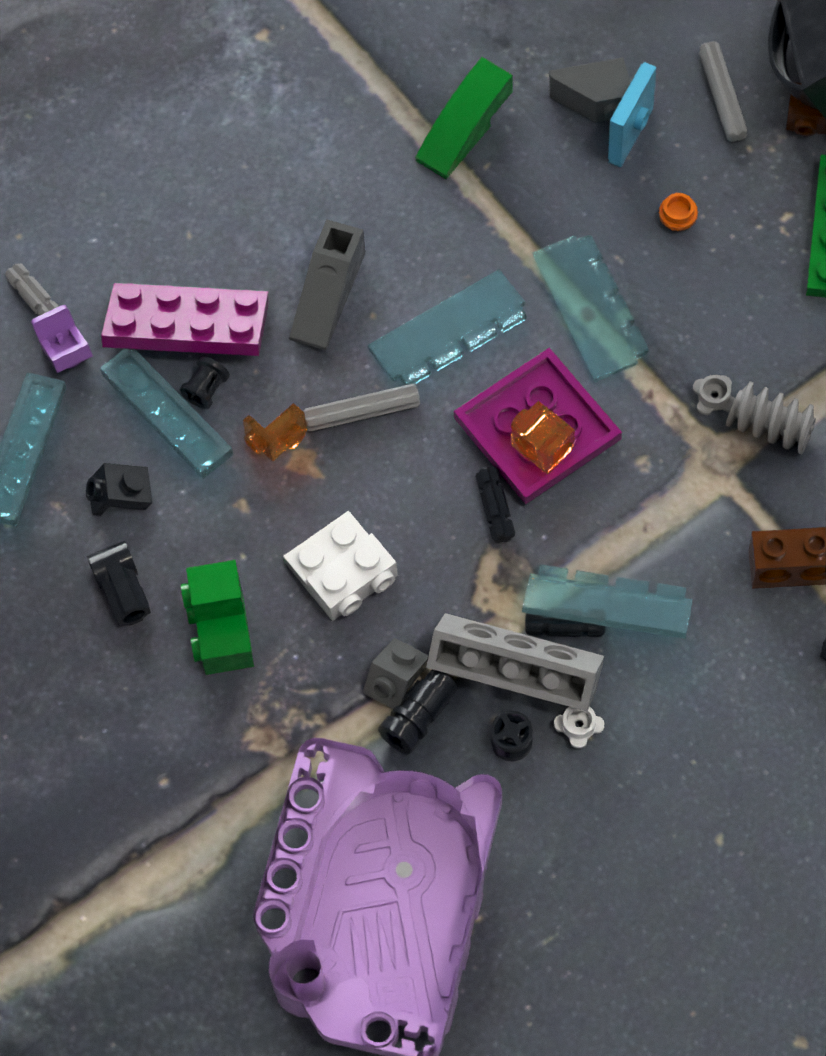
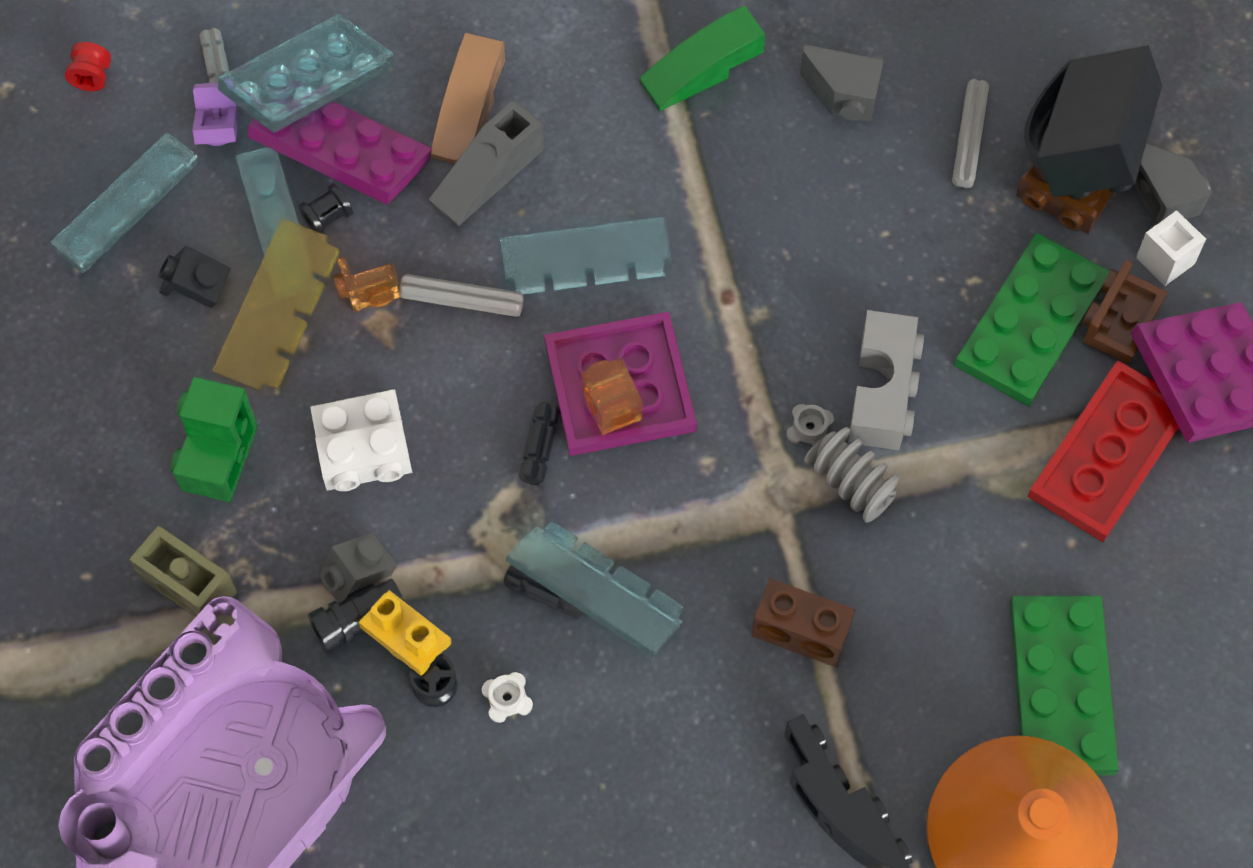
camera: 20 degrees right, 0 degrees up
(117, 576) = (144, 356): black piece -> none
(127, 269) = (306, 72): none -> clear light blue plate
(204, 490) = (268, 311): none -> clear yellow windscreen
(256, 740) = (180, 572): none -> olive brick
(278, 236) = (468, 96): none -> medium nougat slope
(472, 705) = (404, 632): none -> yellow hips
(515, 661) = (472, 607): light grey brick -> none
(585, 305) = (735, 289): clear light blue windscreen -> none
(631, 114) = (863, 117): medium azure plate -> none
(678, 212) = (866, 232): orange plate -> none
(751, 300) = (889, 347): none -> light grey arch

